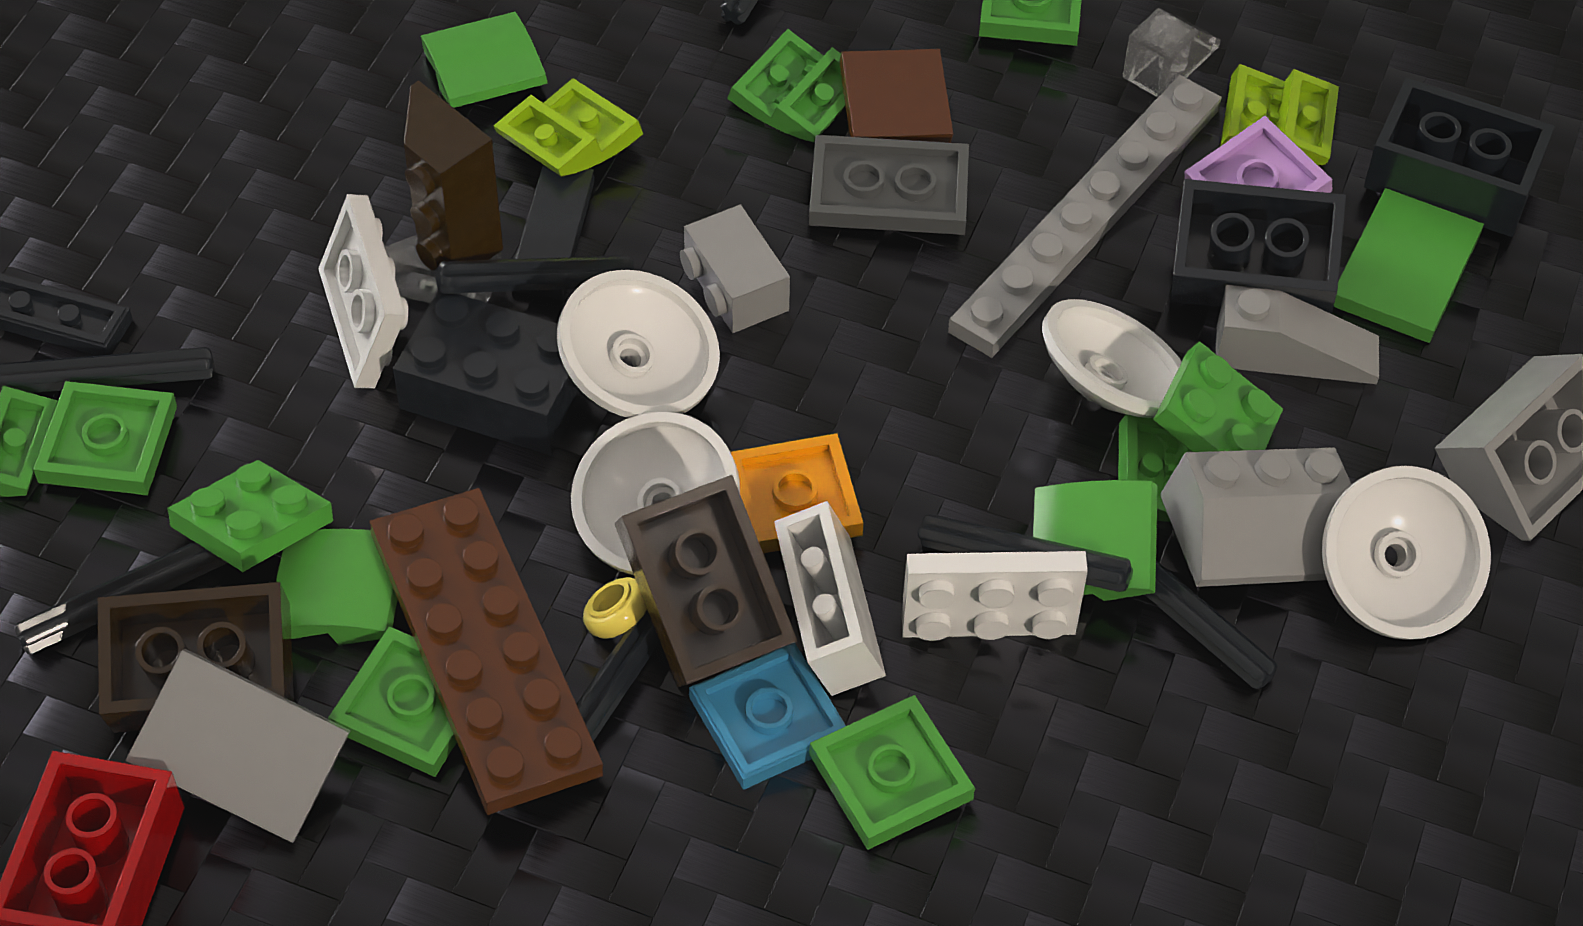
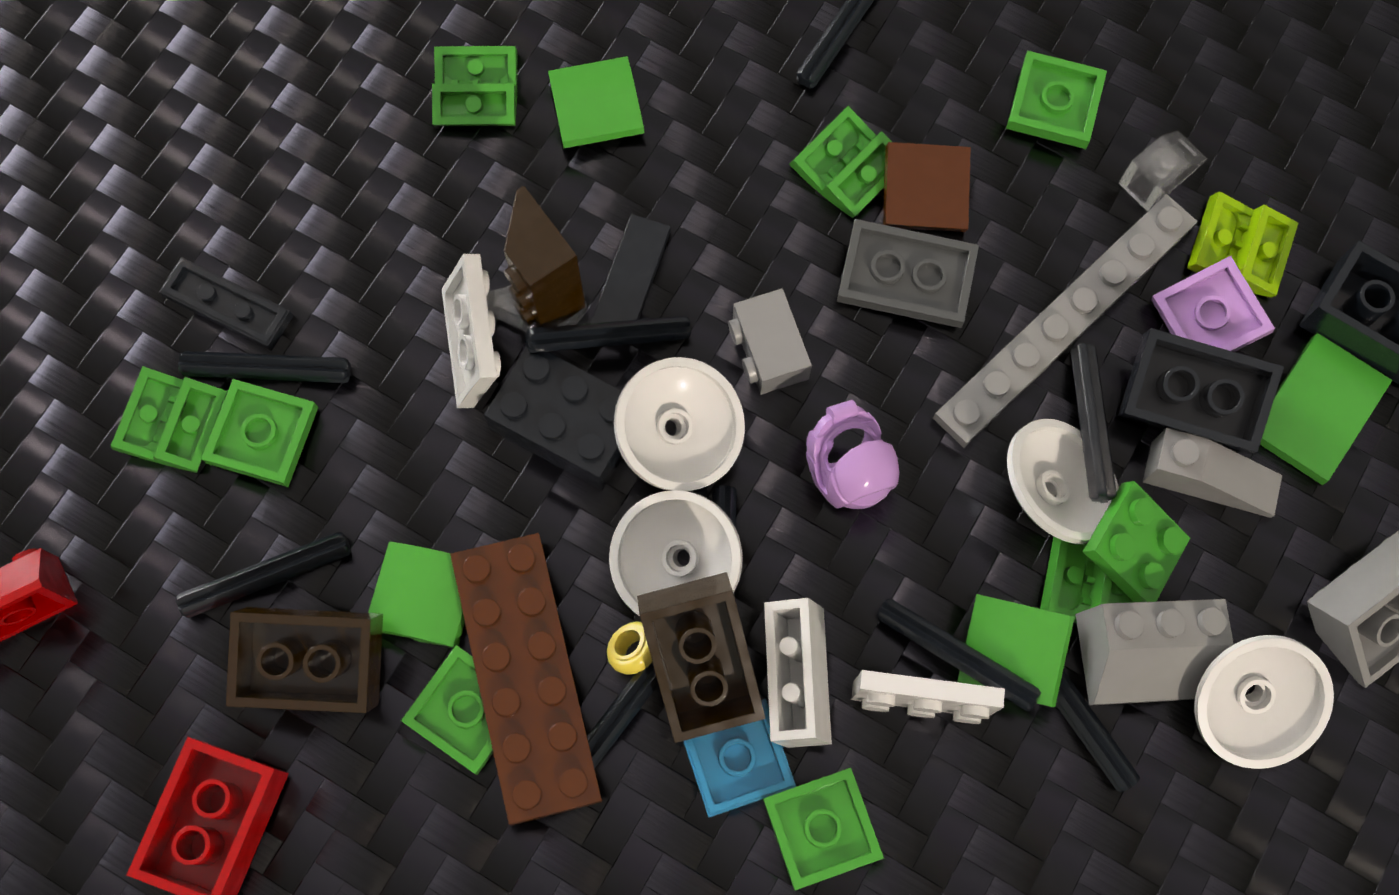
camera: 10 degrees right, 20 degrees up
(239, 745) = (328, 745): light grey tile -> none
(250, 515) = (361, 527): bright green plate -> none
(332, 60) = (475, 86): none -> bright green slope
(569, 129) = (655, 184): lime slope -> none
(794, 477) = (786, 560): light orange plate -> none
(871, 370) = (864, 472): none -> lavender helmet
(1140, 302) = (1093, 423): none -> black axle

